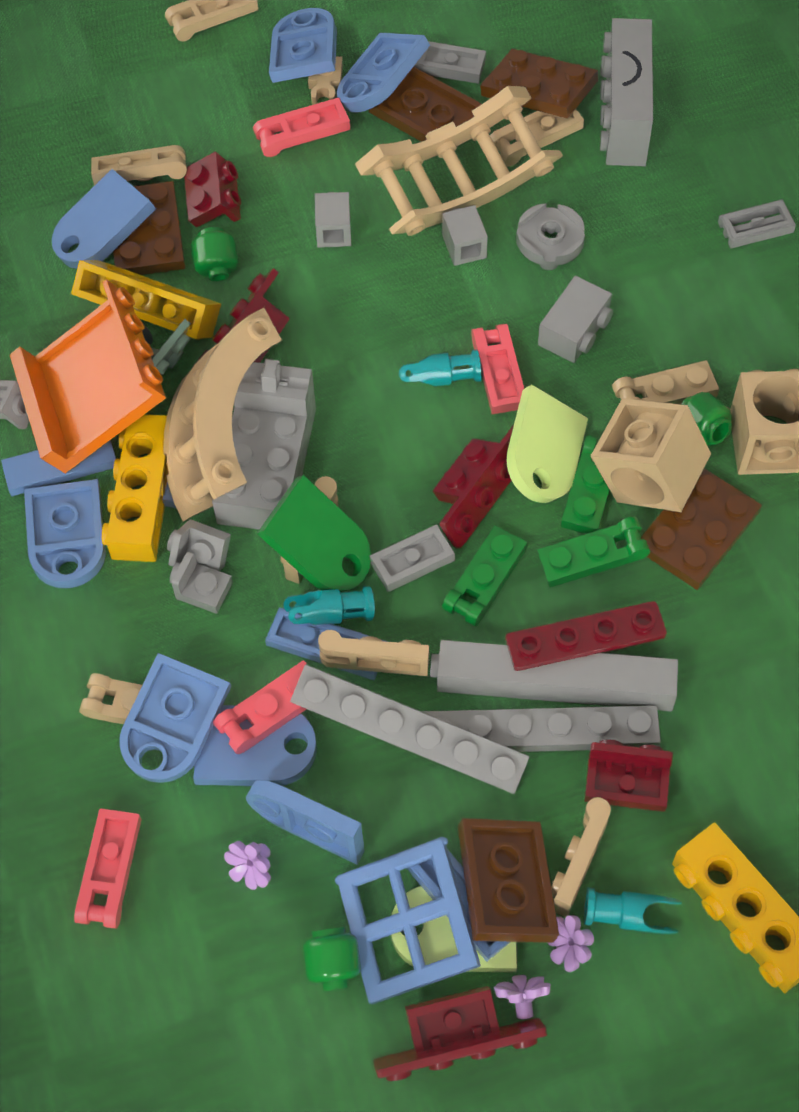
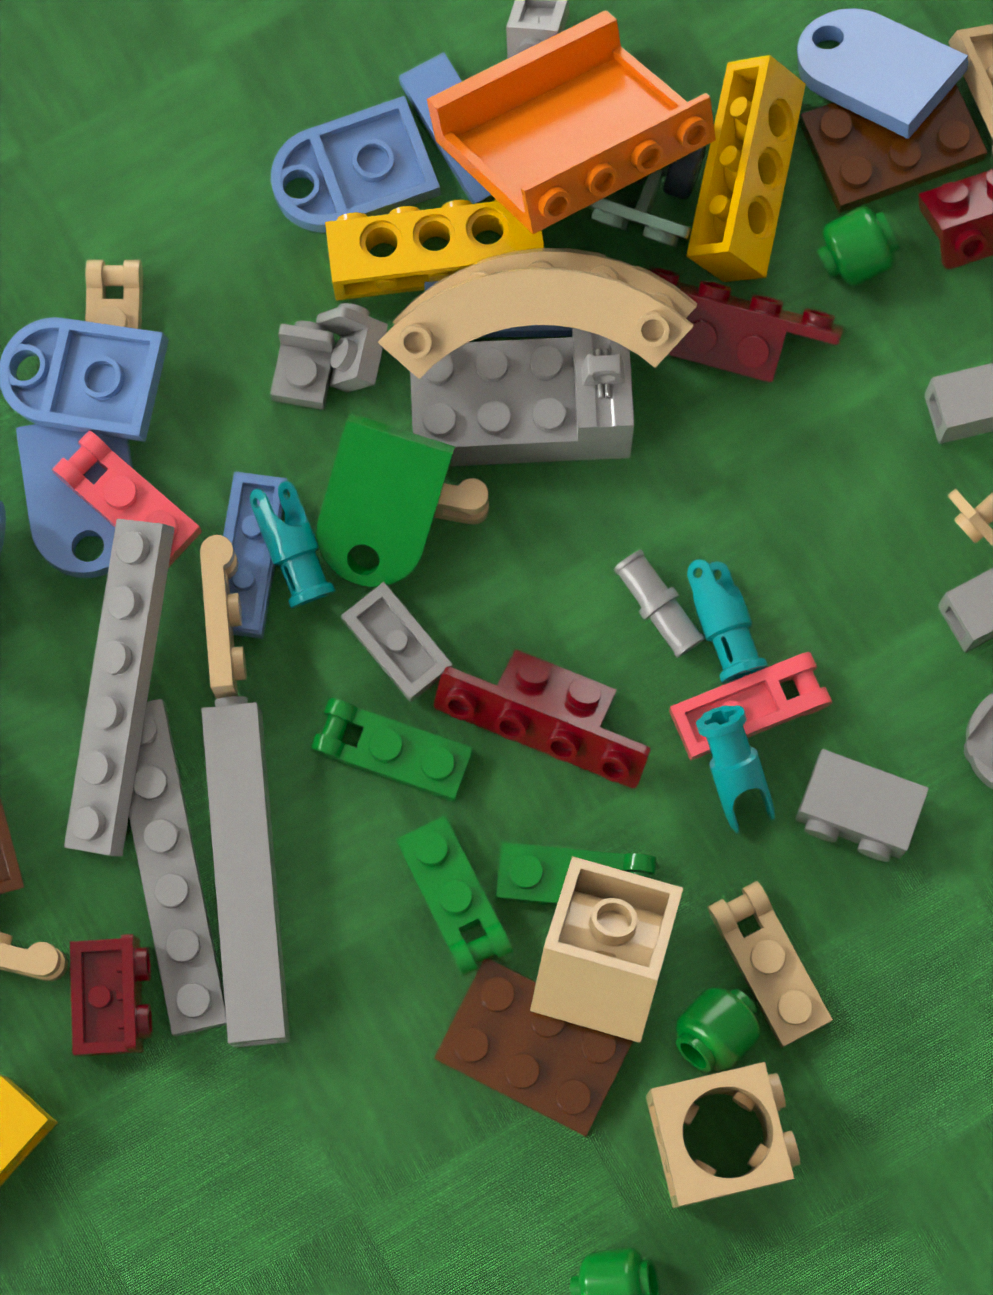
camera: 80 degrees right, 15 degrees up
(421, 404) = (658, 603): none -> light grey pin
(540, 373) = (734, 762): none -> teal piece
(546, 443) = (616, 797): yellowish green tile -> none
(585, 635) = (293, 894): dark red bracket -> none

